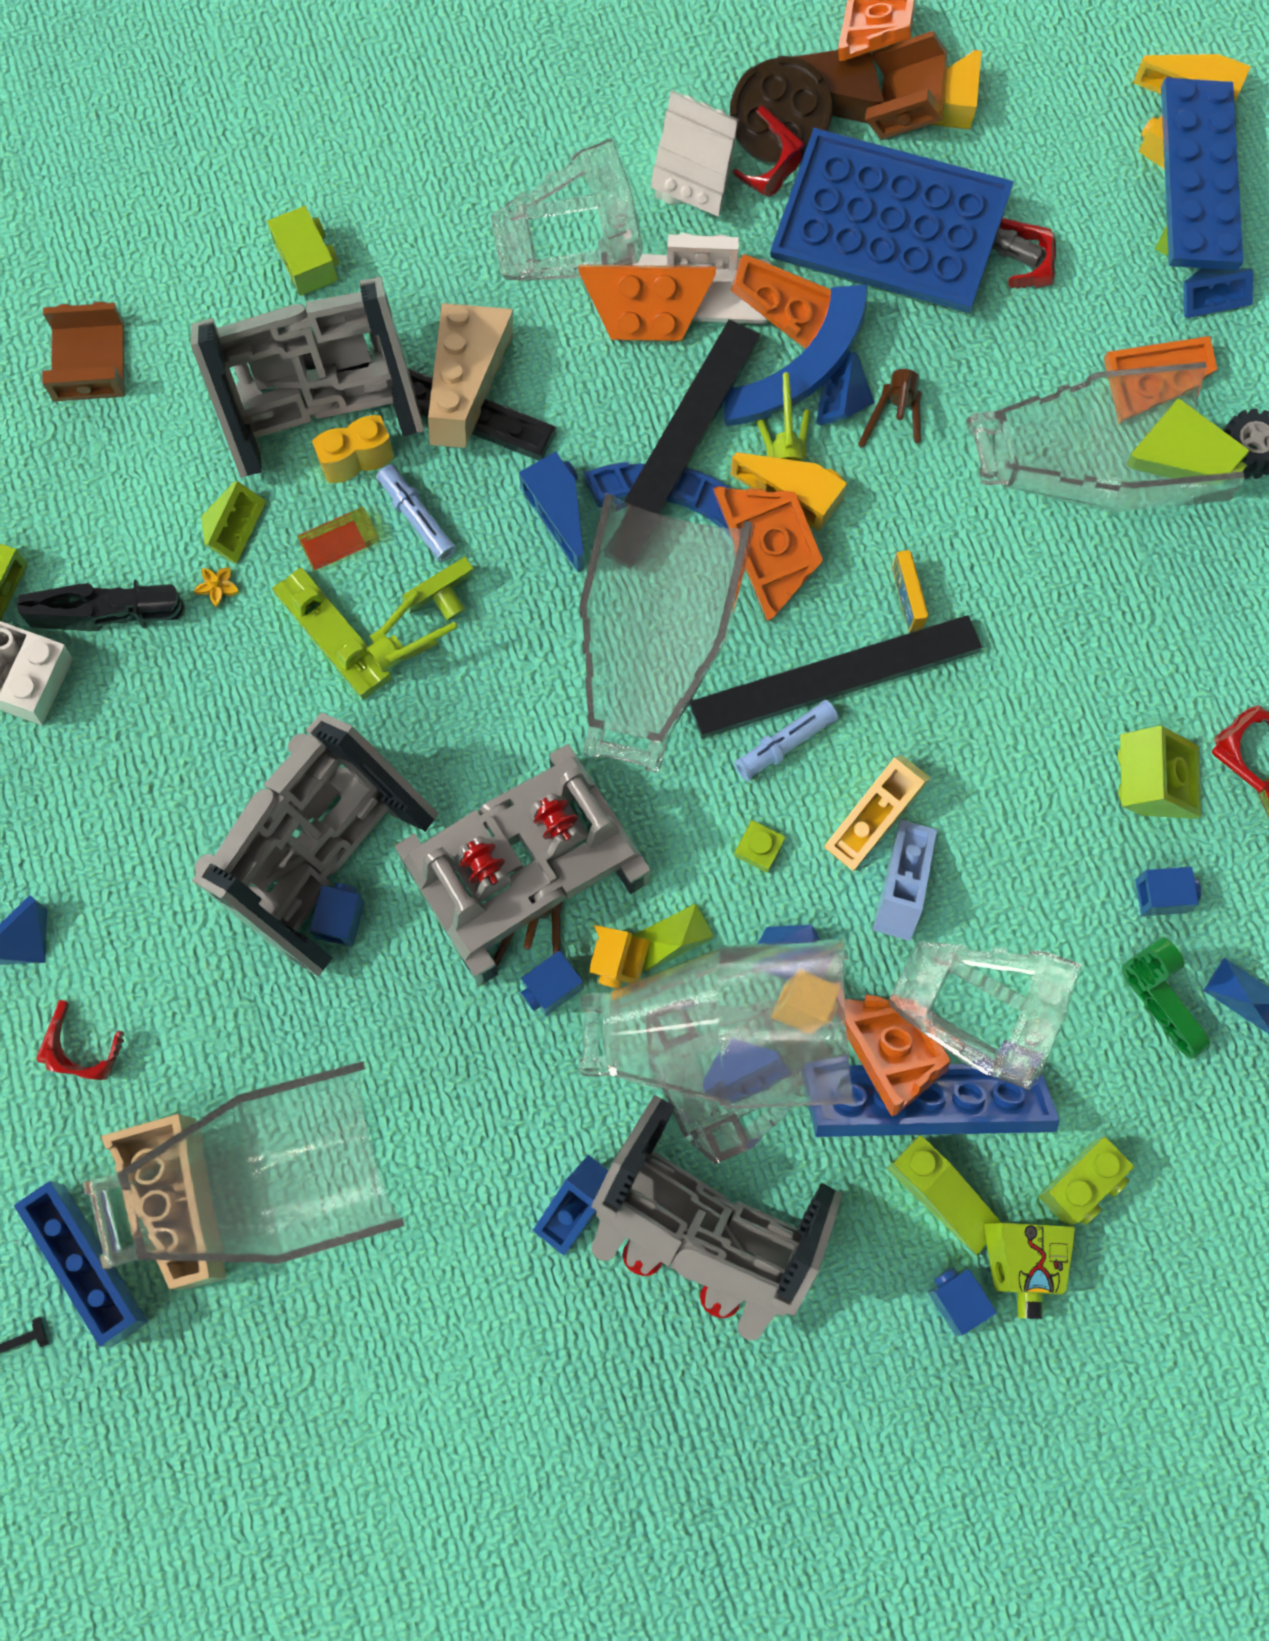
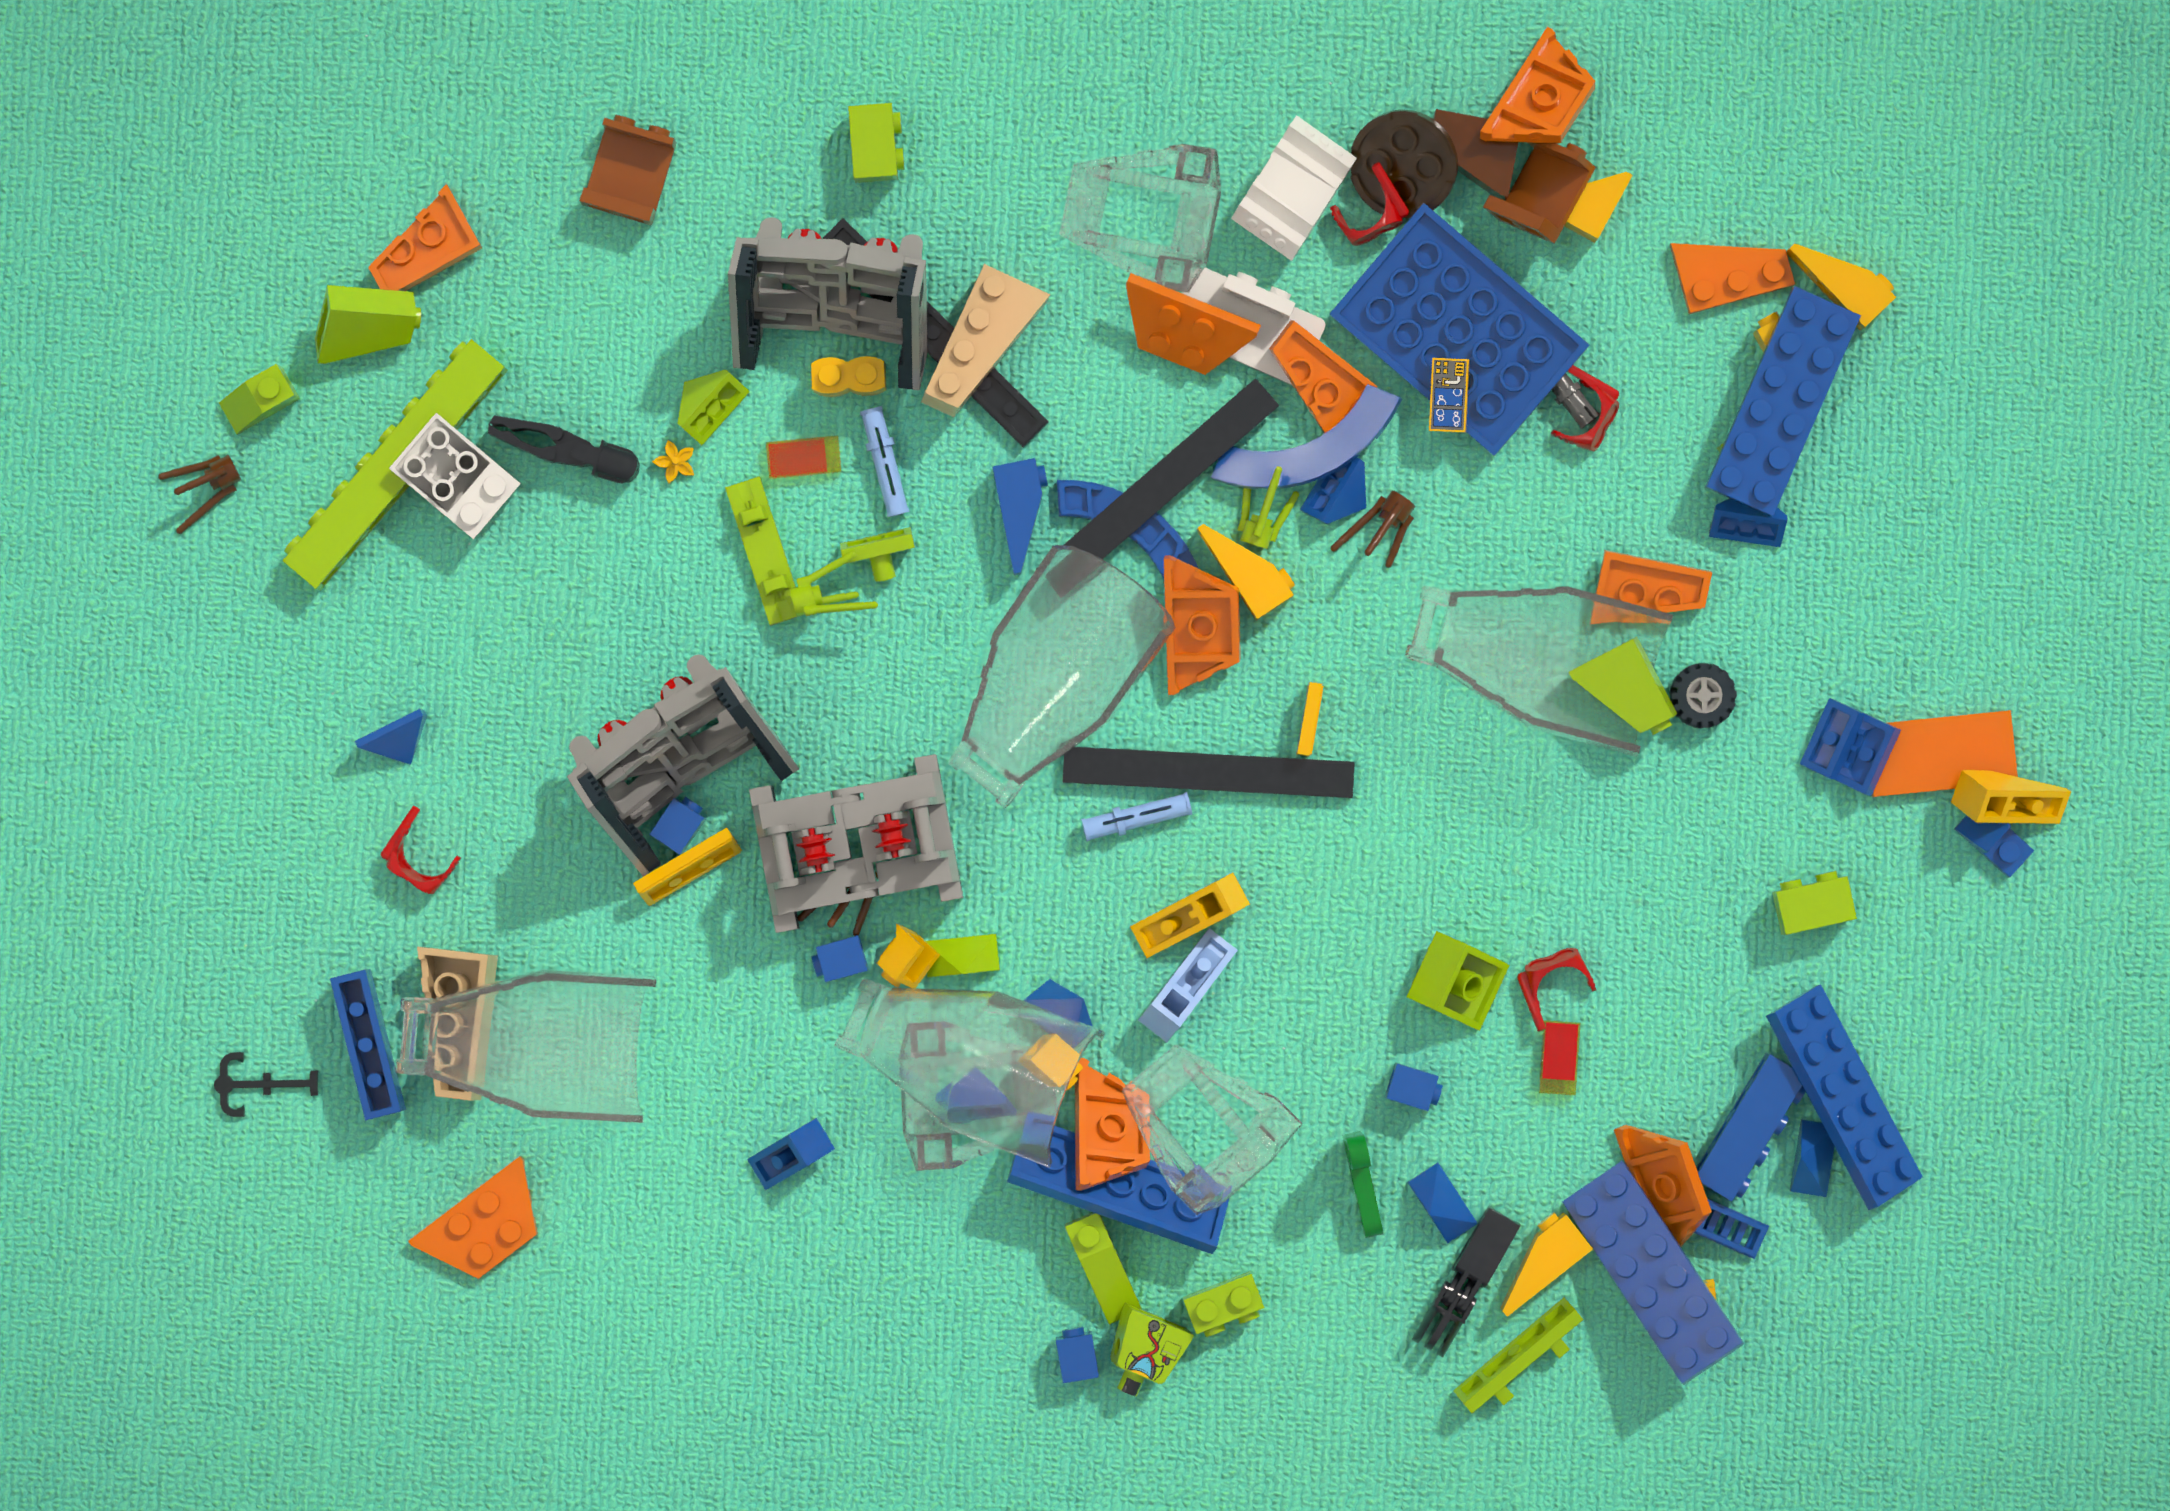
camera: 25 degrees right, 15 degrees up
(274, 1415) = (484, 1224): none -> orange wing
(361, 952) = (687, 867): none -> yellow tile
(709, 1233) = (899, 1224): light grey container -> none
(759, 846) = (1072, 904): lime plate -> none
(909, 269) = (1449, 395): none -> tile
(1095, 111) = (1728, 274): none -> orange wing

